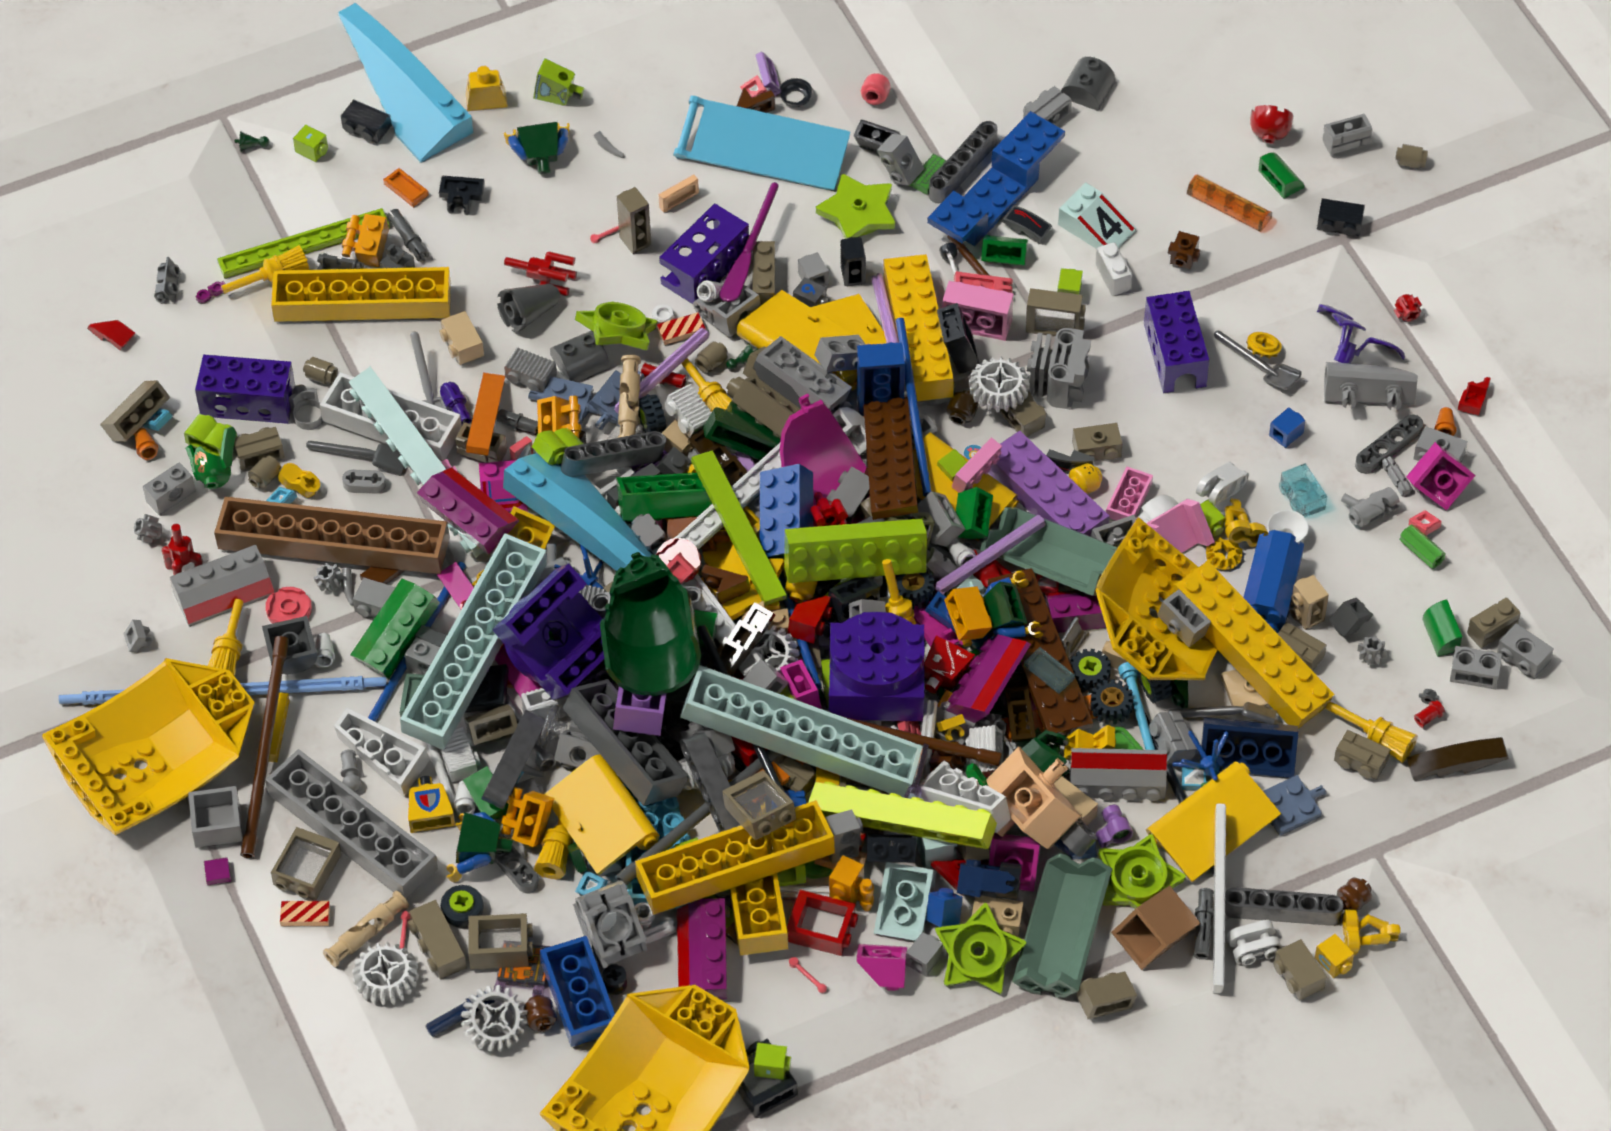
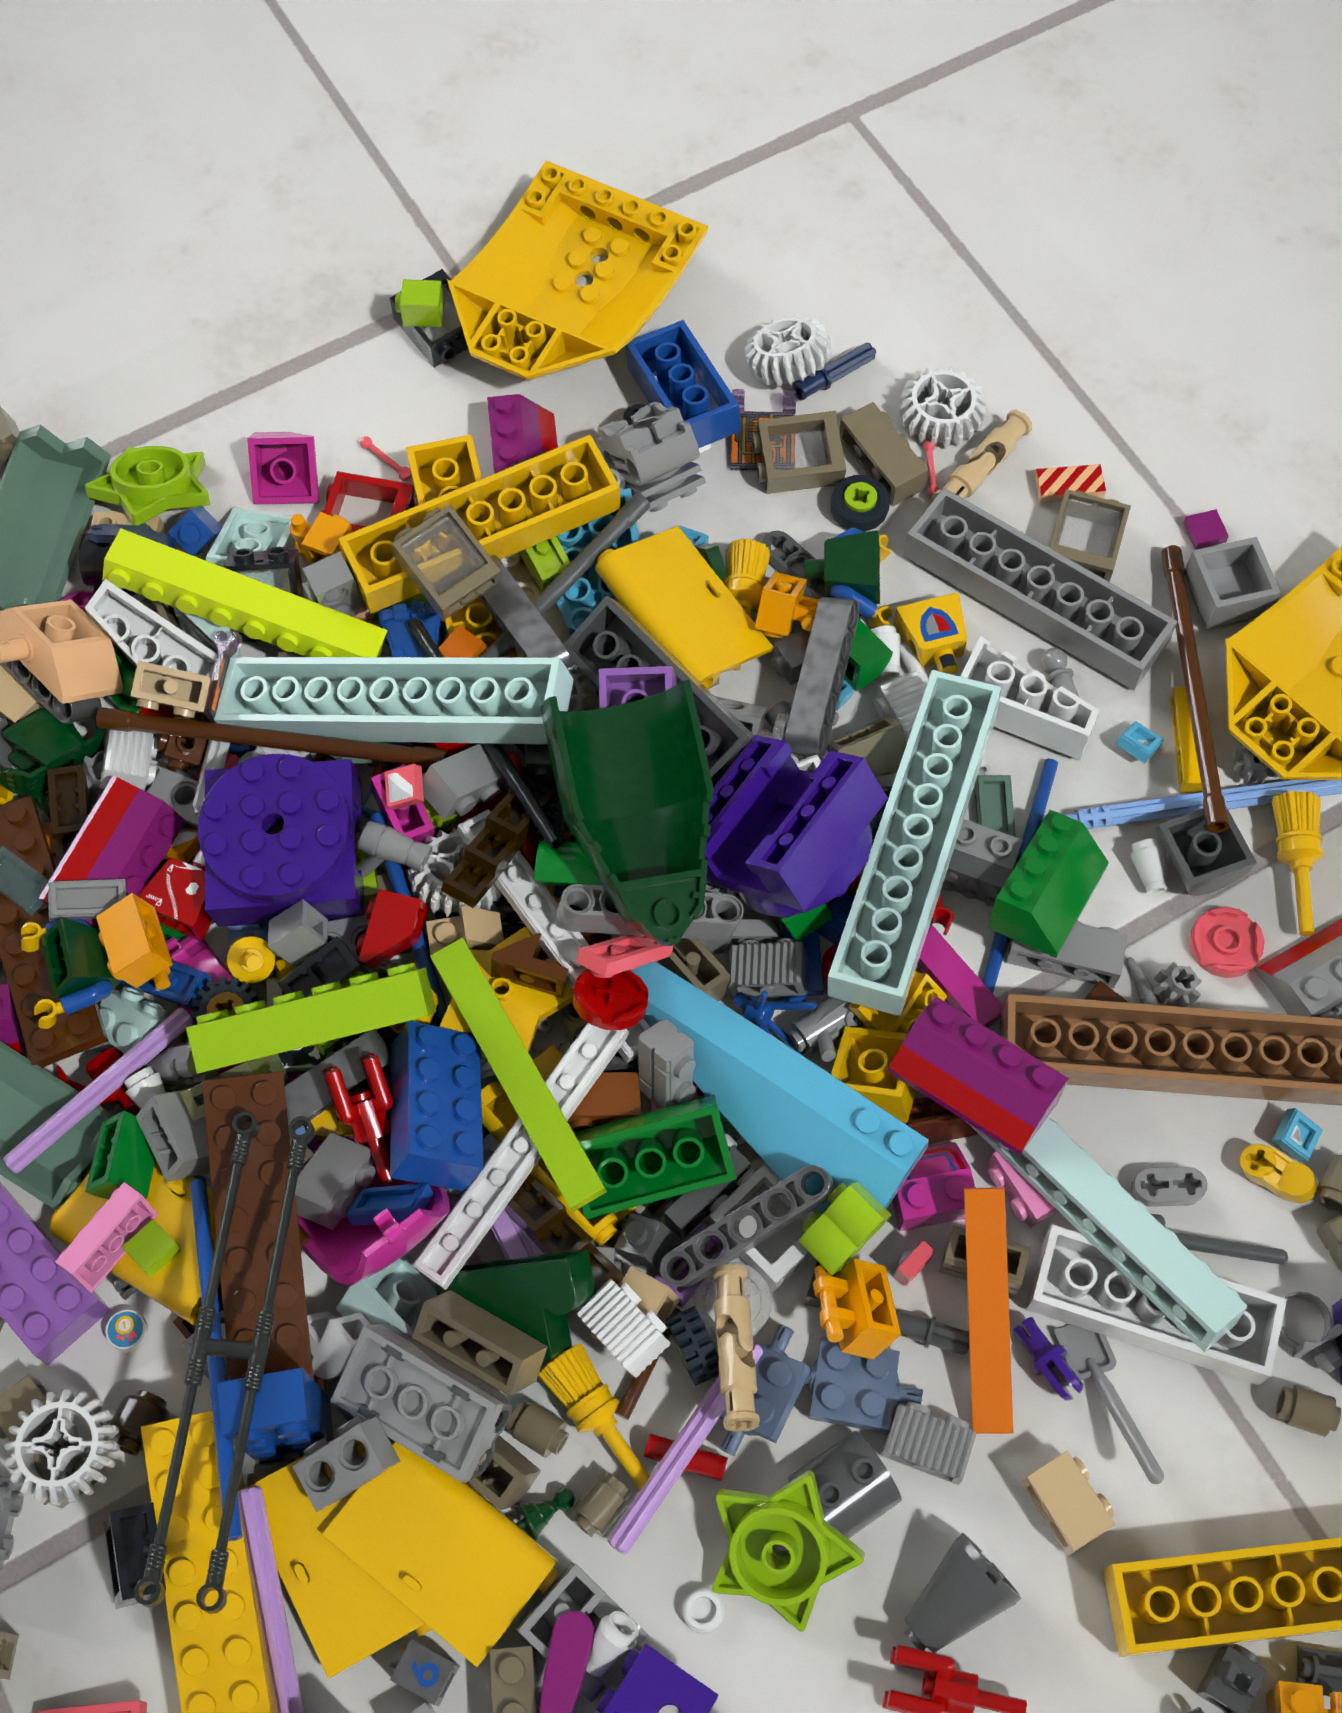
camera: 175 degrees right, 10 degrees up
(308, 726) = (1140, 742): none -> medium azure tile
(540, 1013) = (732, 367): reddish brown piece -> none
(680, 328) = (665, 1579): tile -> none
(795, 676) = (404, 786): none -> coral tile
(807, 653) = (391, 845): none -> light grey piece
(823, 473) = (399, 1200): none -> blue tile
(910, 377) = (205, 1345): none -> pearl dark grey bar
(924, 953) = (227, 483): light grey brick -> none
(948, 753) = (170, 687): none -> tan brick
(951, 724) = (174, 780): yellow tile -> none
(985, 309) = (95, 1648): bright pink brick -> none
(999, 642) = (83, 898): none -> light grey tile

